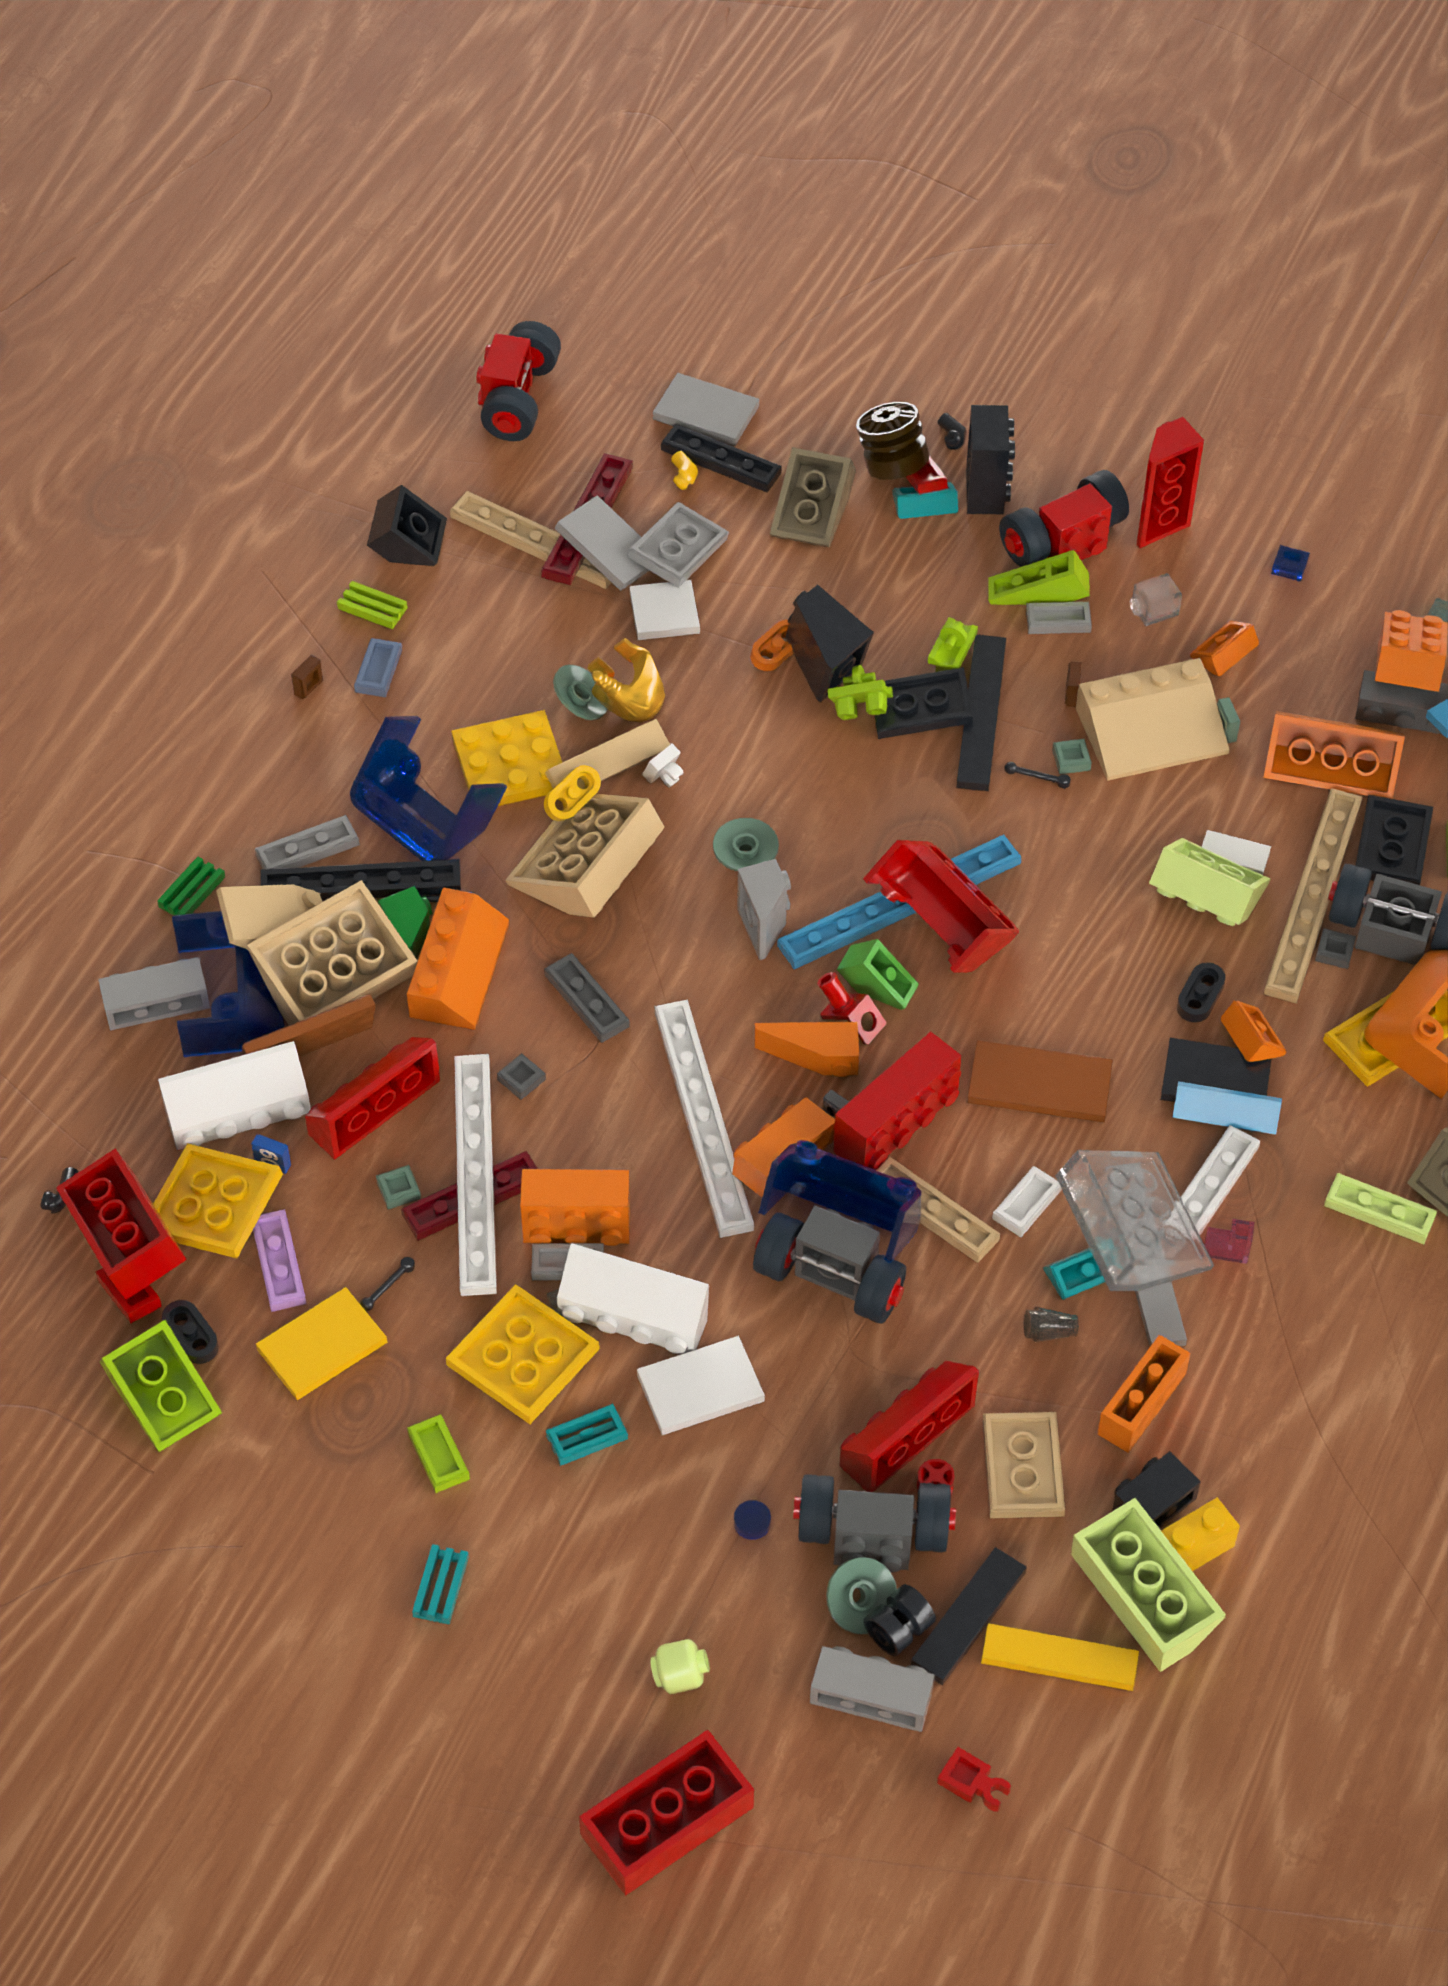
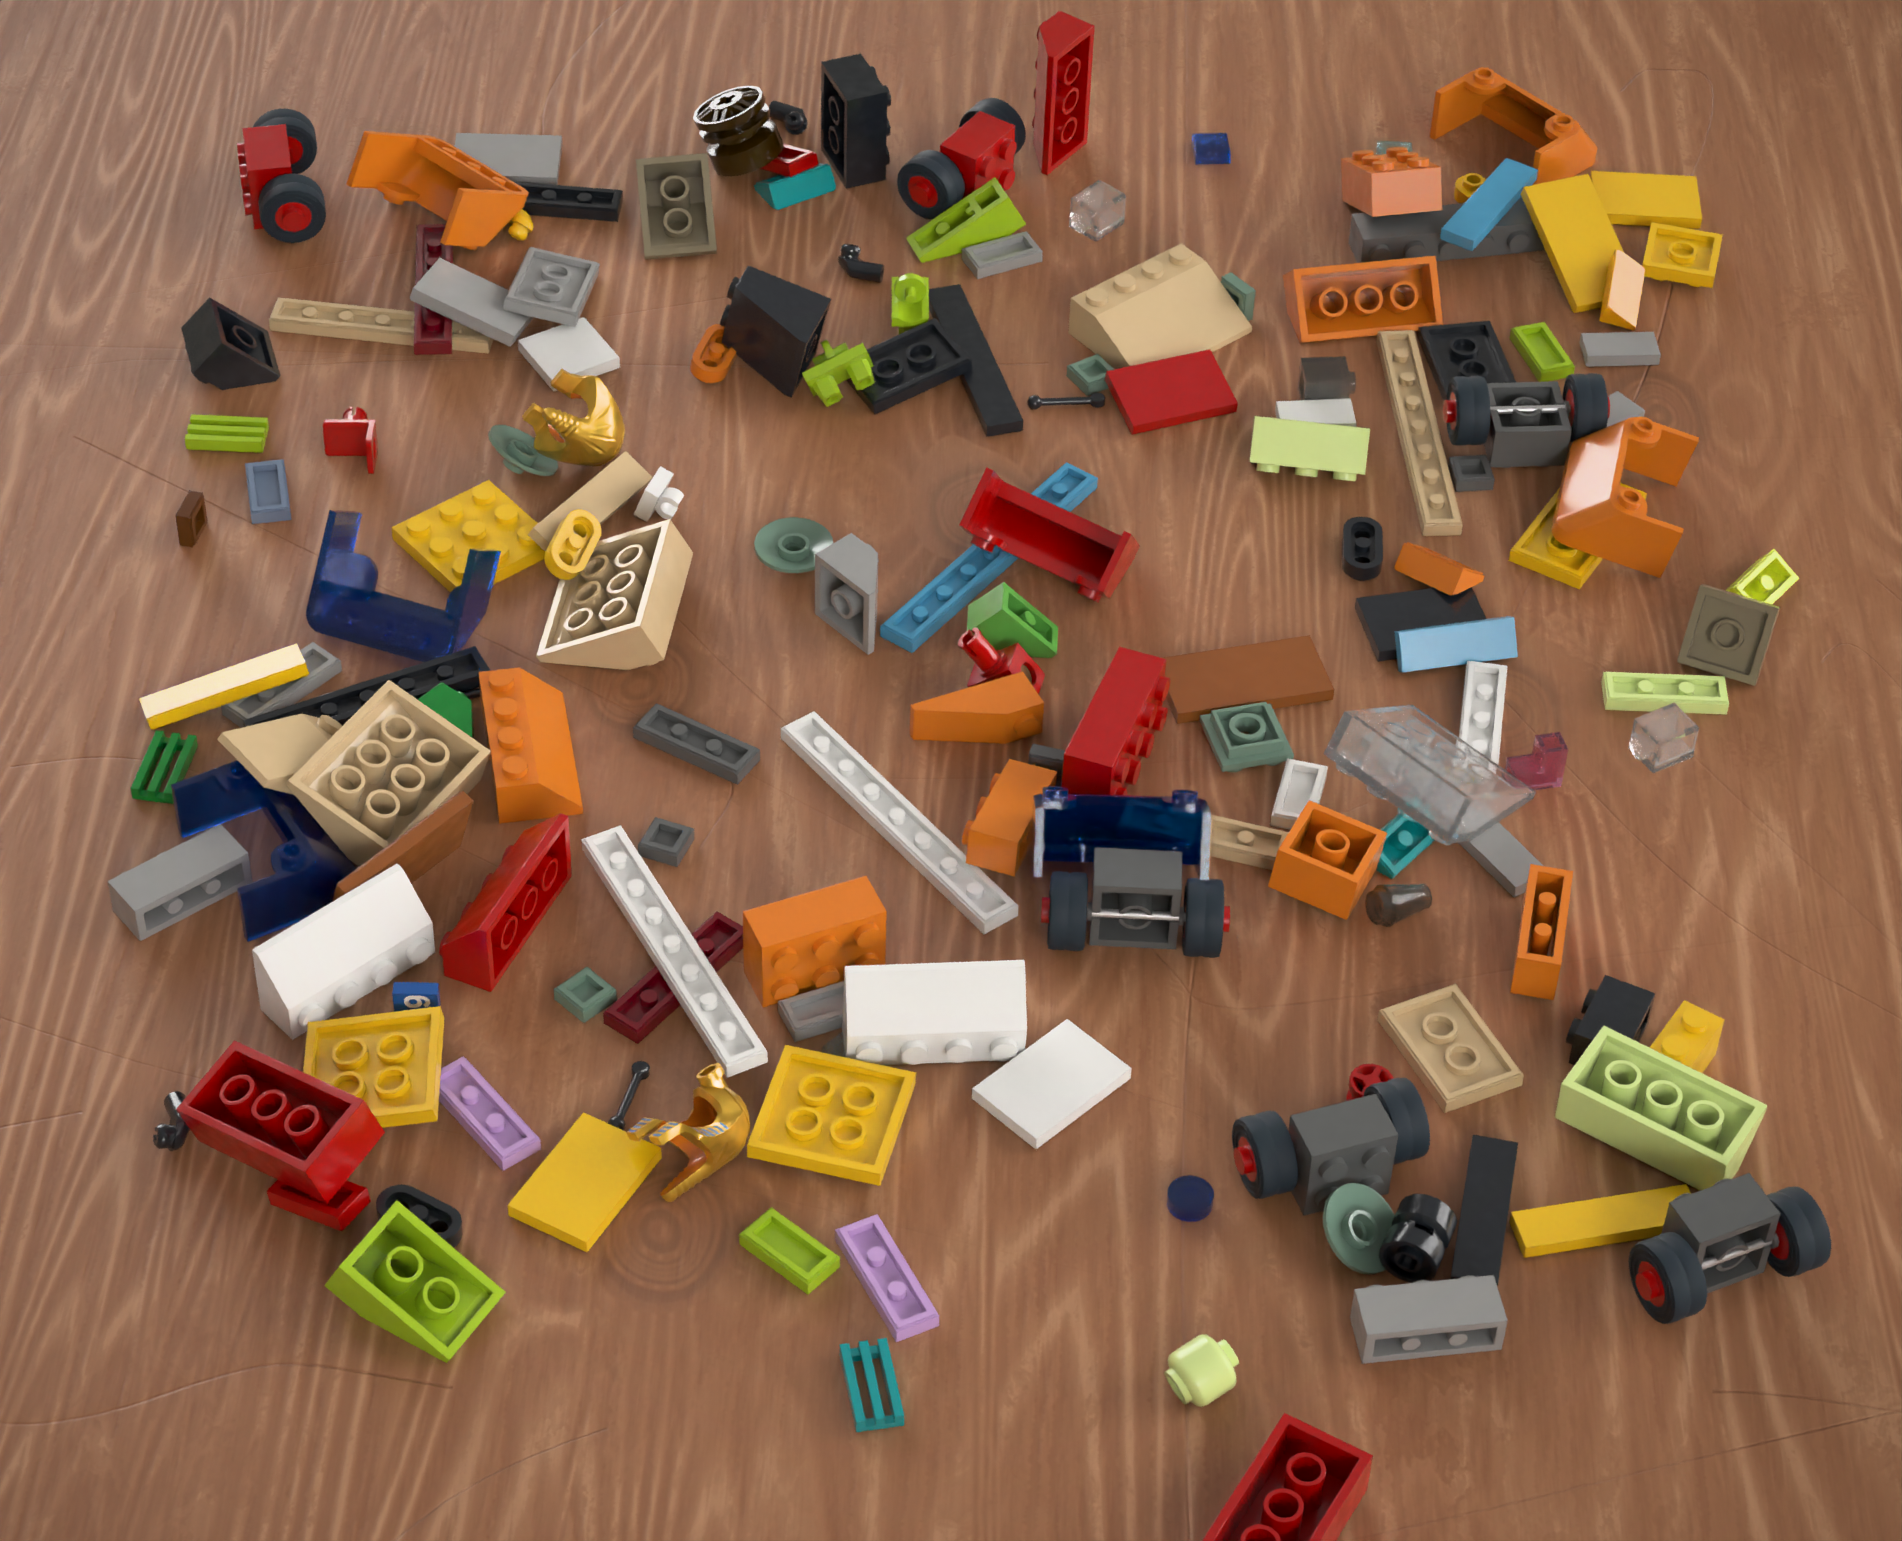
camera: 25 degrees left, 10 degrees down
(261, 835) = (224, 686): none -> tile
(419, 1340) = (708, 1137): none -> pearl gold piece
(461, 639) = (352, 436): none -> red bracket
(496, 1501) = (887, 1278): none -> lavender tile
(590, 1439) = (958, 1178): teal tile -> none
(644, 418) = (441, 179): none -> orange windscreen
(909, 1424) = (1311, 1037): red slope -> none
(932, 593) = (856, 267): none -> black arm
(969, 1777) = (1585, 1374): red plate -> none
(1000, 1147) = (1237, 750): none -> sand green piece
(1008, 1270) = (1327, 859): none -> orange brick
(1072, 683) = (1057, 306): reddish brown tile -> none
(1125, 793) = (1171, 391): none -> red tile
(1127, 1711) = (1724, 1239): none -> brick
(1226, 647) = (1194, 230): orange slope -> none
(1257, 823) = (1325, 378): none -> clear smoke brick
(1349, 1251) = (1663, 738): none -> clear brick

